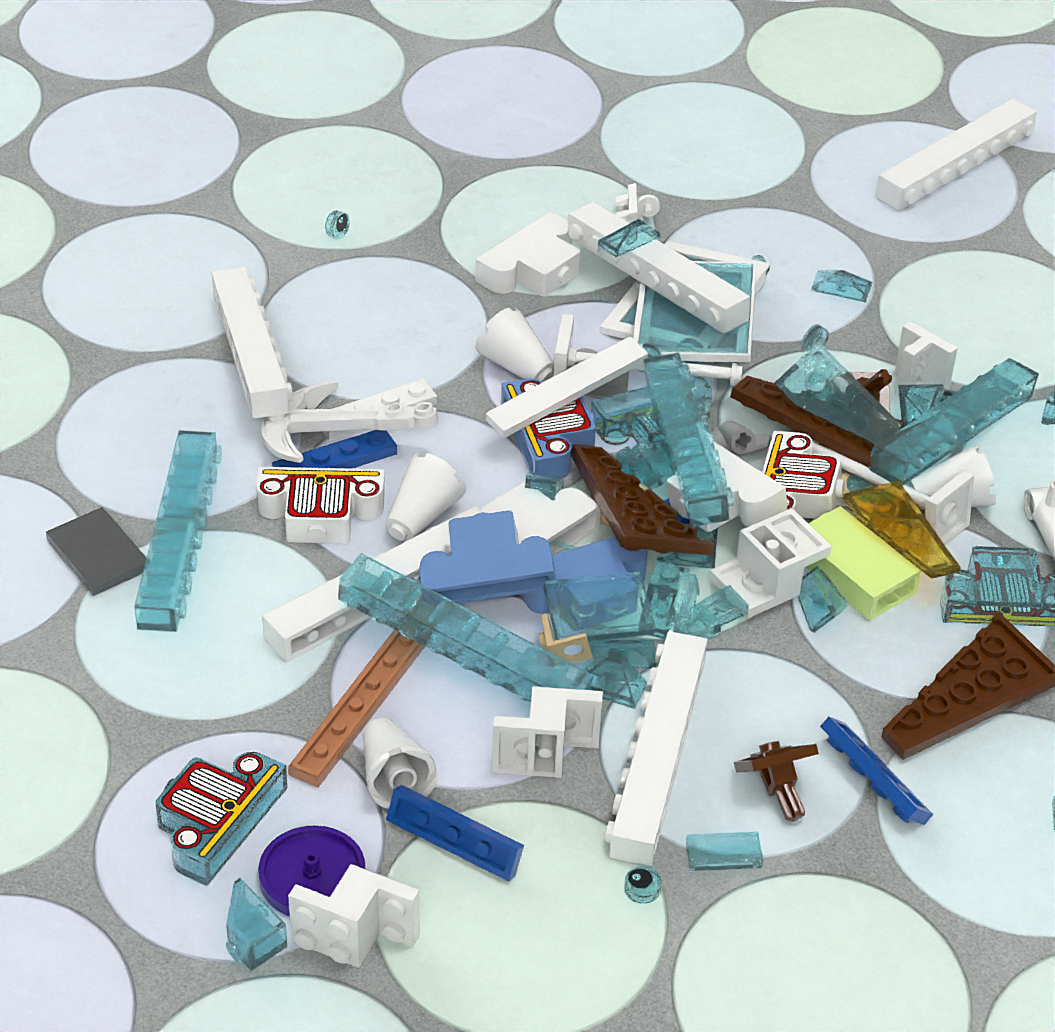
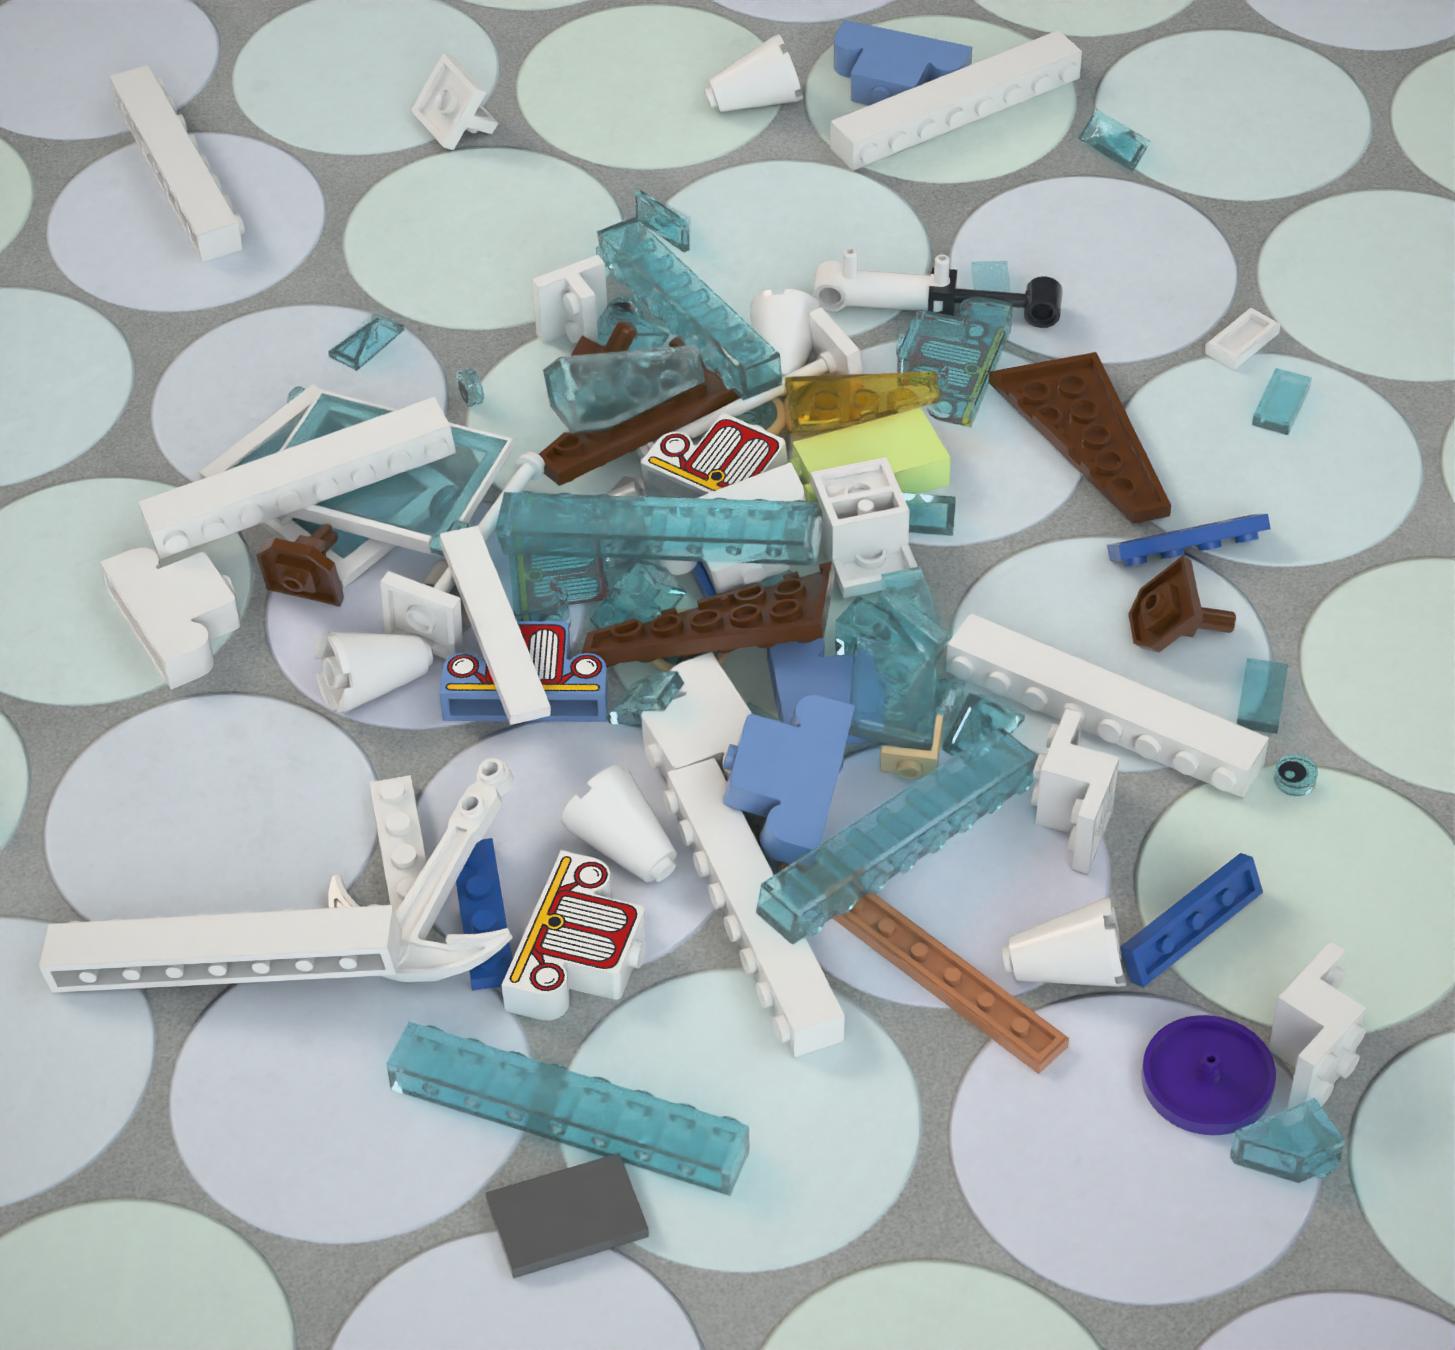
camera: 70 degrees left, 5 degrees up
(217, 810) = (1101, 1149): brick -> none
(596, 297) = (302, 567): none -> reddish brown piece
(628, 238) = (251, 481): clear light blue slope -> none
(633, 208) = (123, 477): white hips -> none

